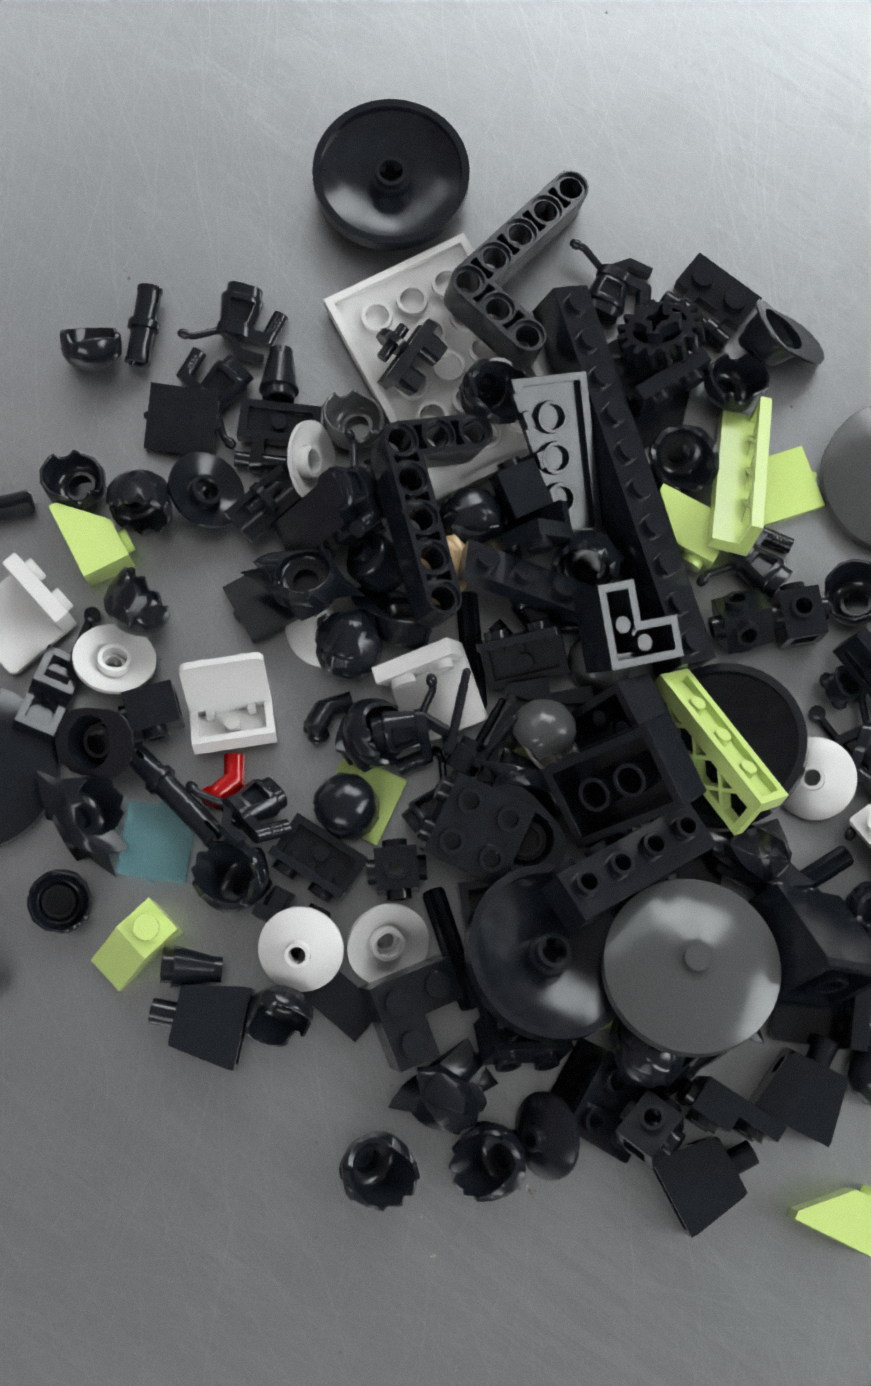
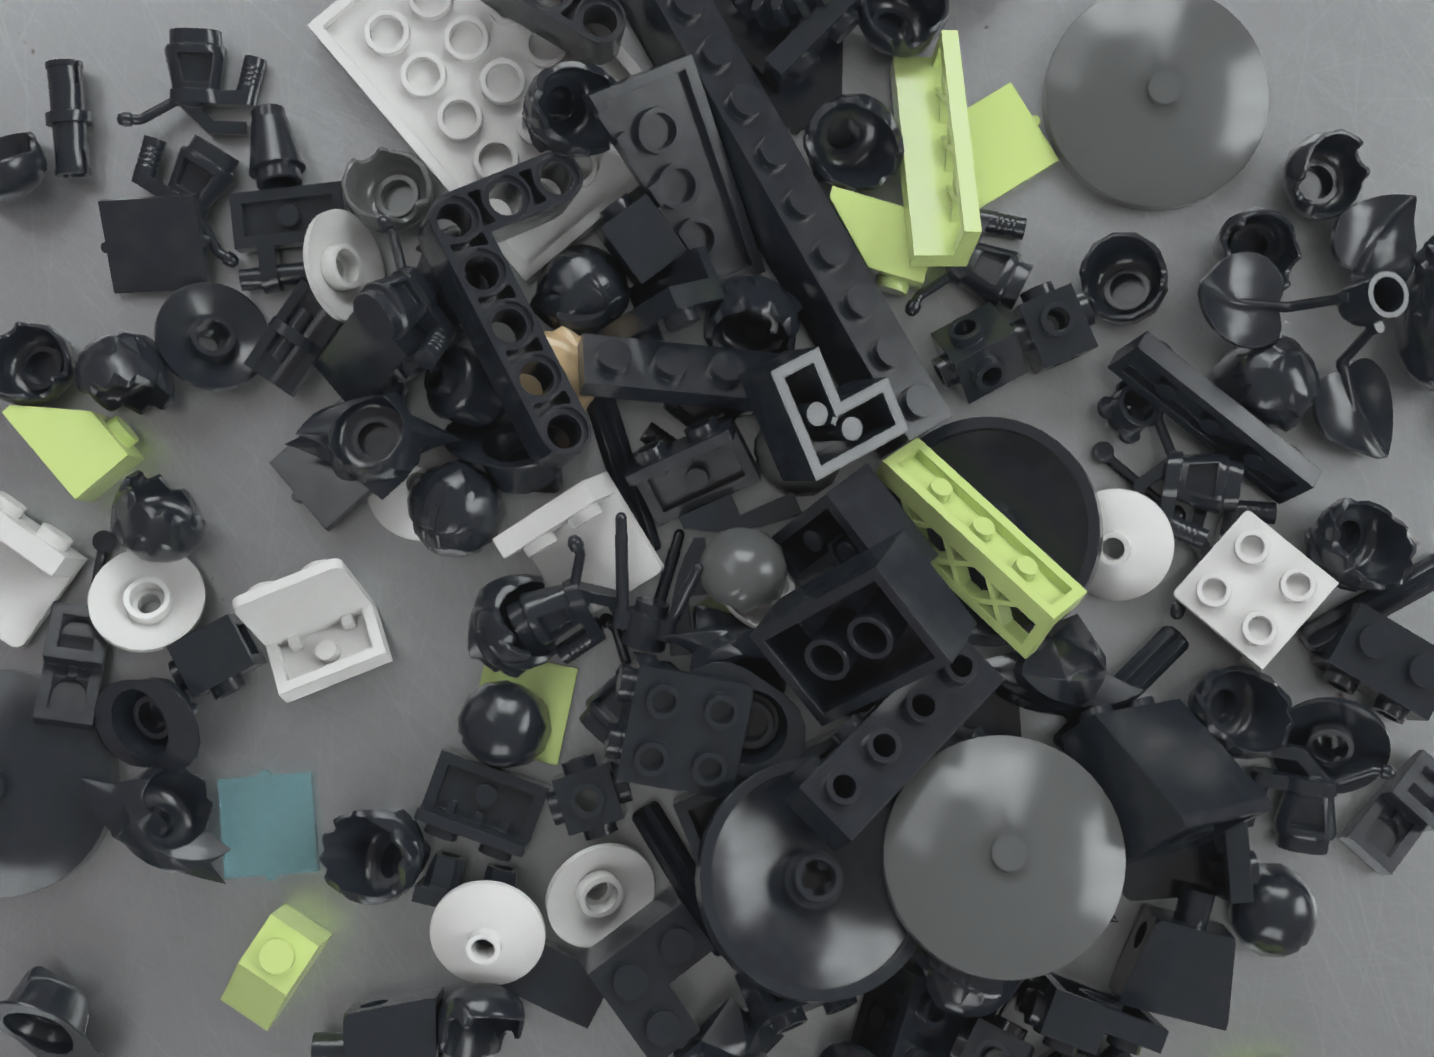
camera: 10 degrees left, 10 degrees up
(60, 901) = (159, 937): black hair -> none
(161, 780) = (254, 748): black pin -> none
(189, 967) = (349, 982): black cone -> none
(231, 781) = (343, 732): red arm -> none
(247, 807) = (378, 753): black piece -> none
(321, 715) = (444, 605): black arm -> none
(420, 343) = (454, 60): black hips -> none

